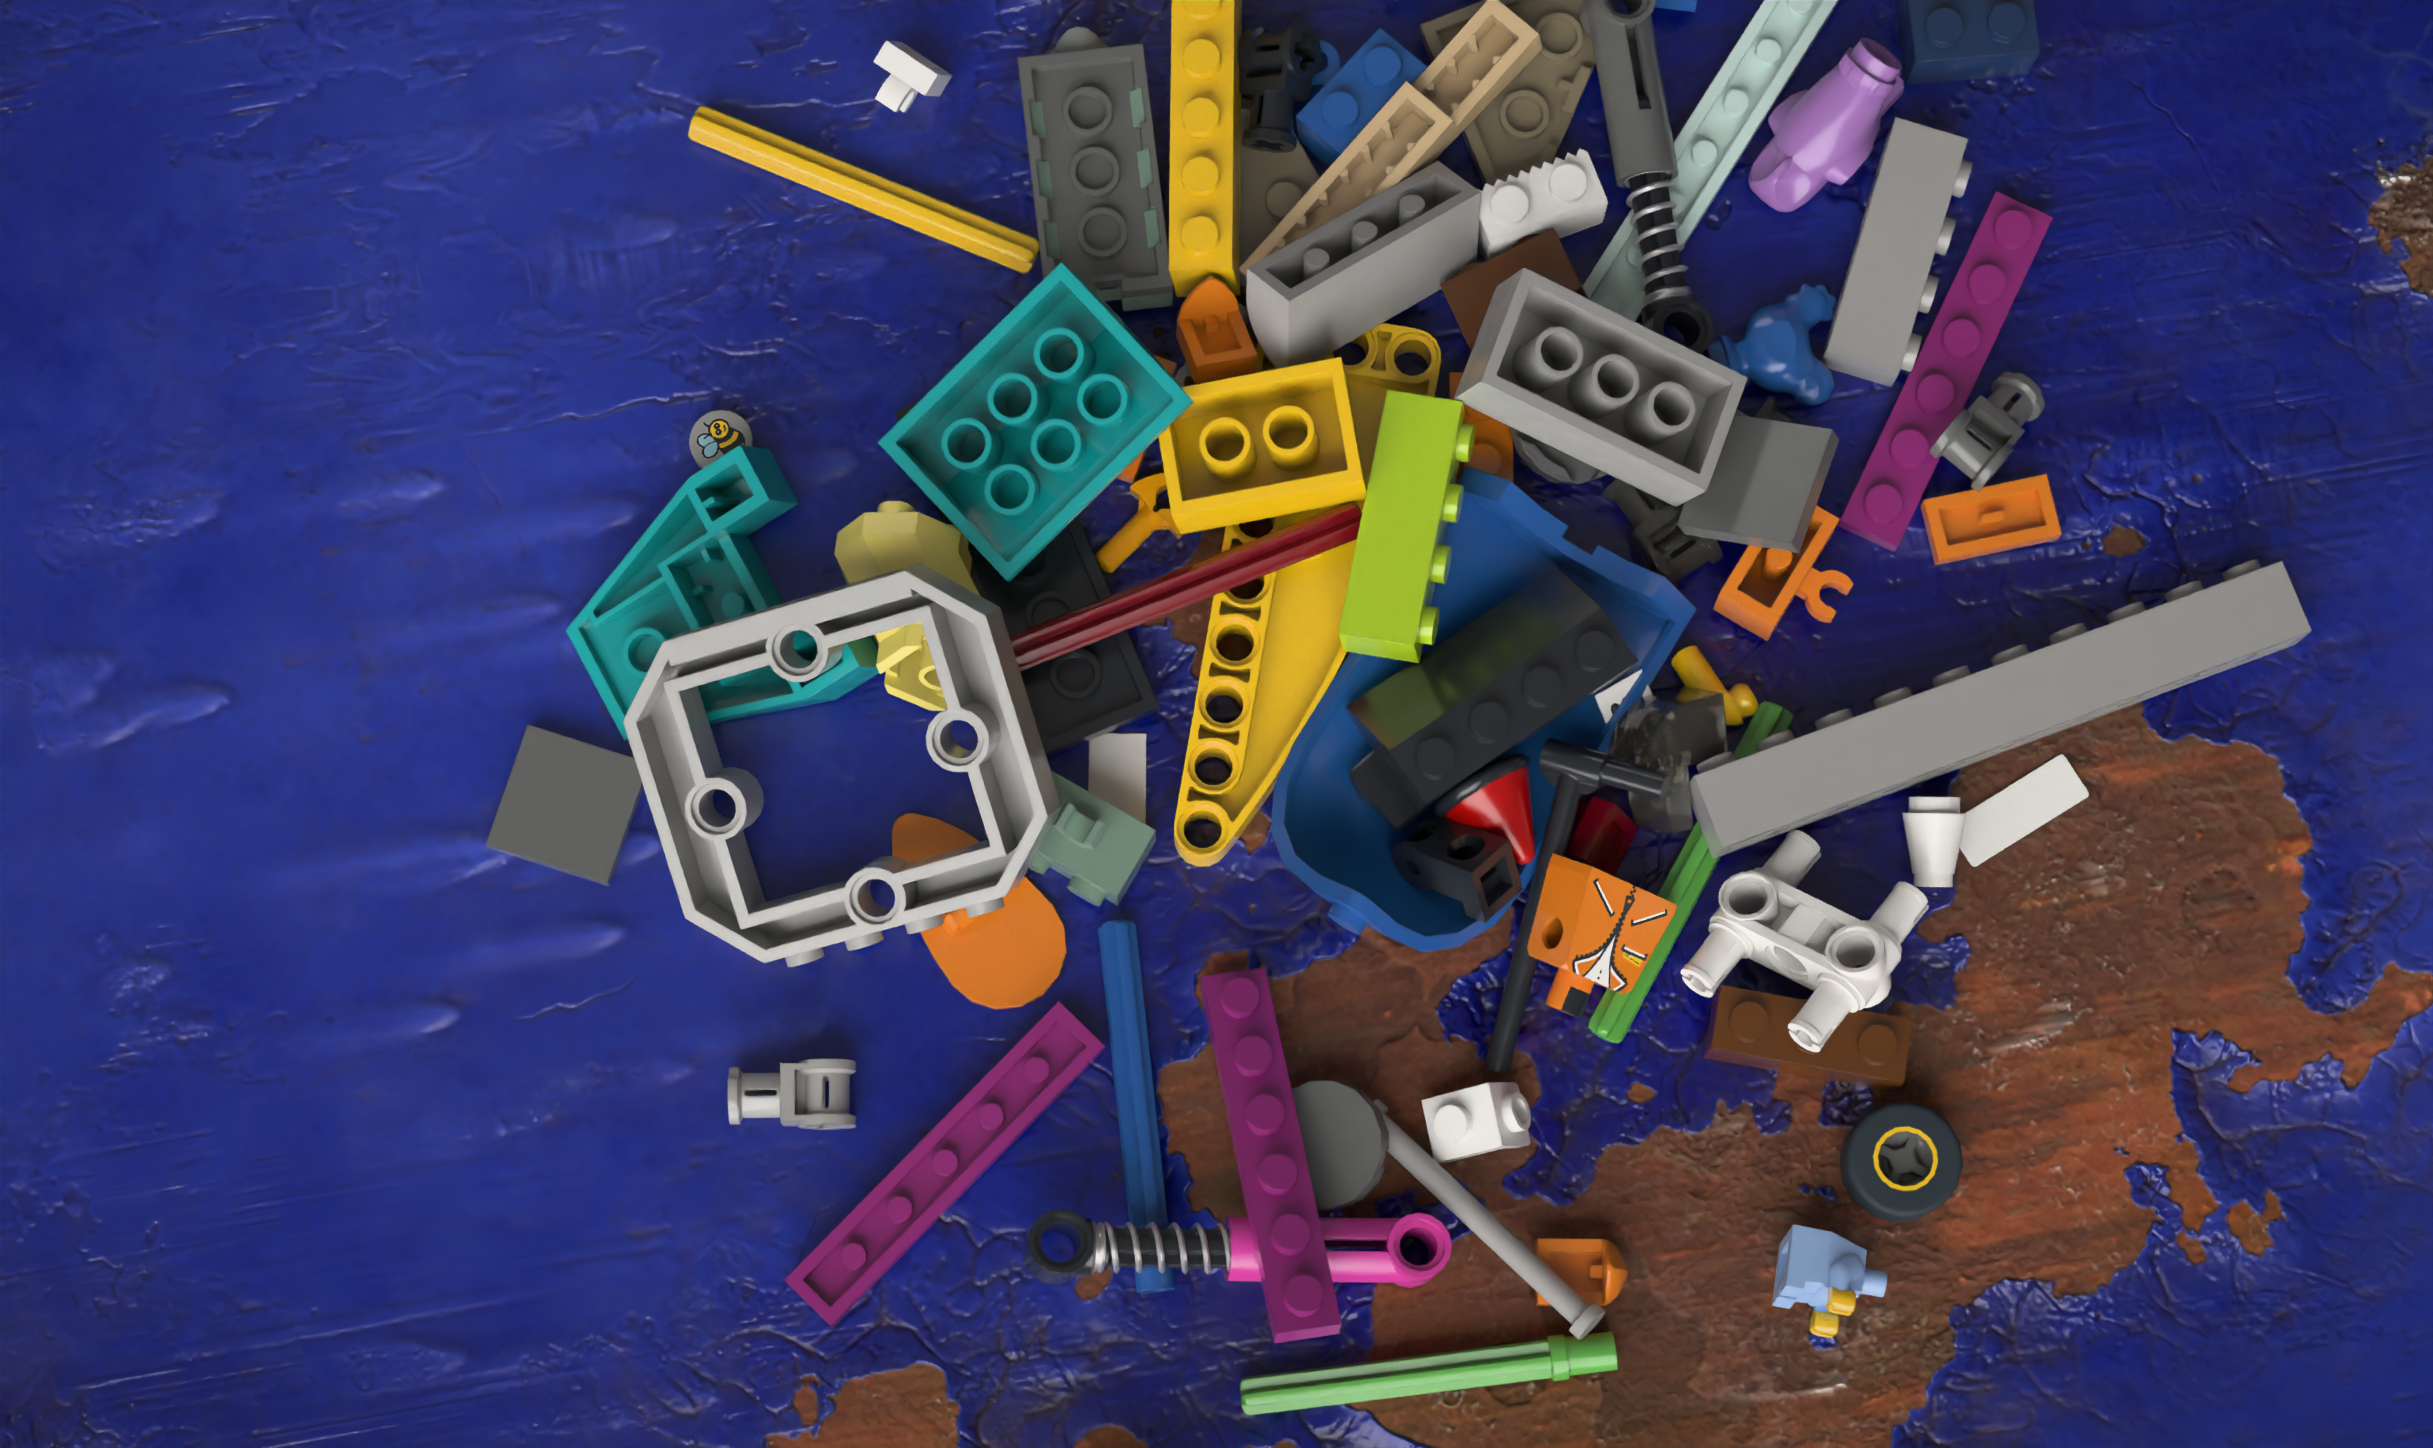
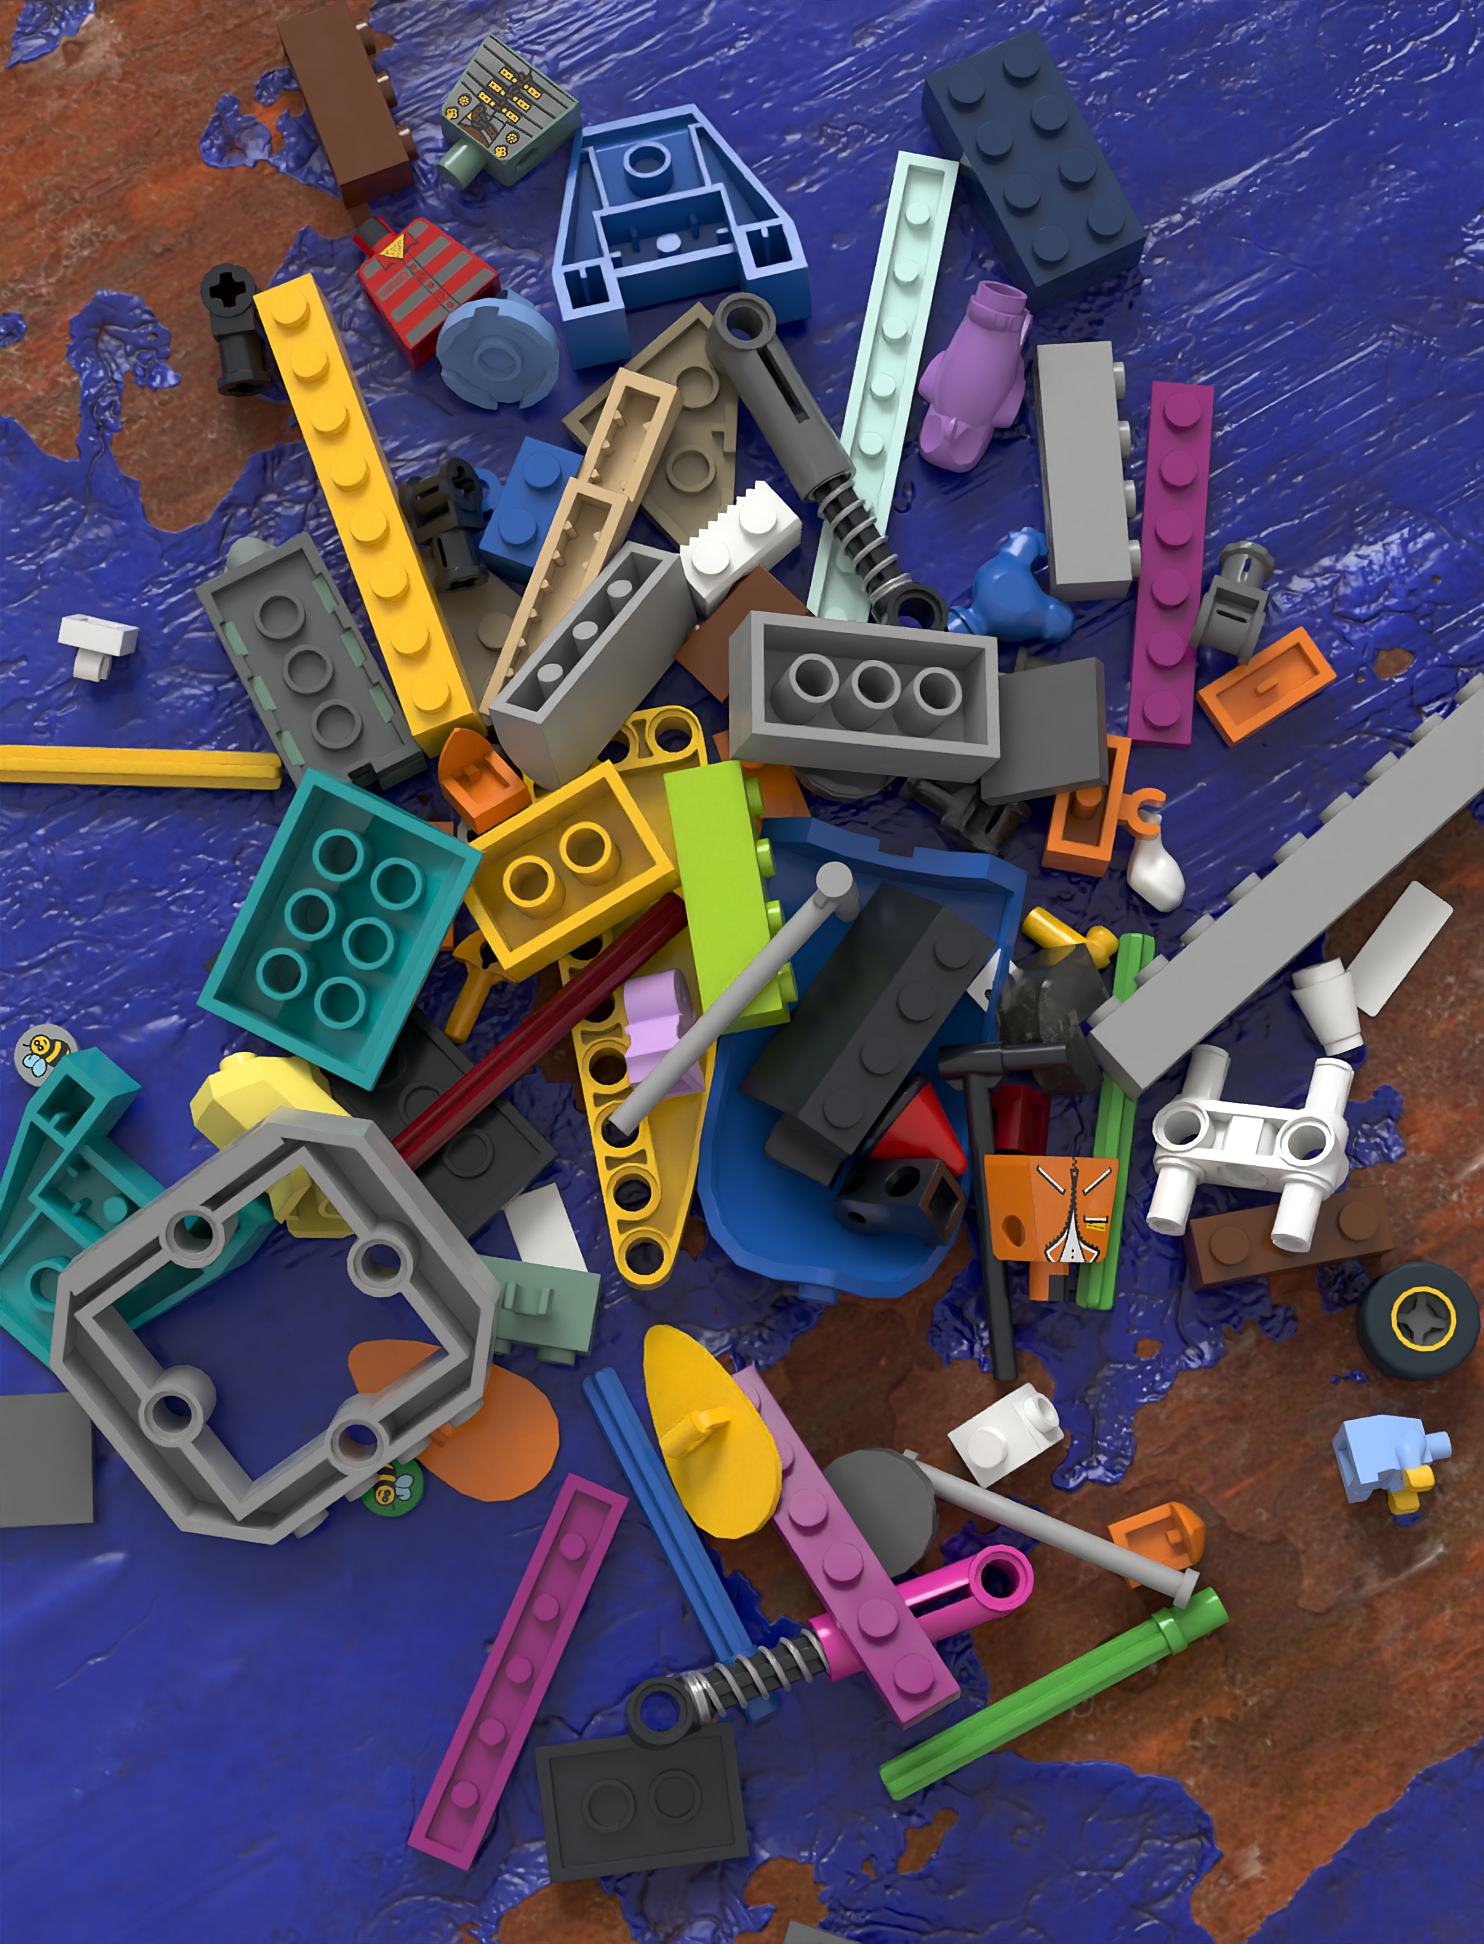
camera: 20 degrees left, 0 degrees up
(798, 1094) = (353, 1657): light grey connector -> none
(894, 958) = (397, 1489): none -> tile
(1005, 1330) = (640, 1809): none -> black plate
(1200, 1017) = (710, 1437): none -> yellow shield
(1298, 612) = (658, 1017): none -> lavender leg
(1502, 556) = (834, 893): none -> light grey bar
(1817, 653) = (1154, 871): none -> white animal

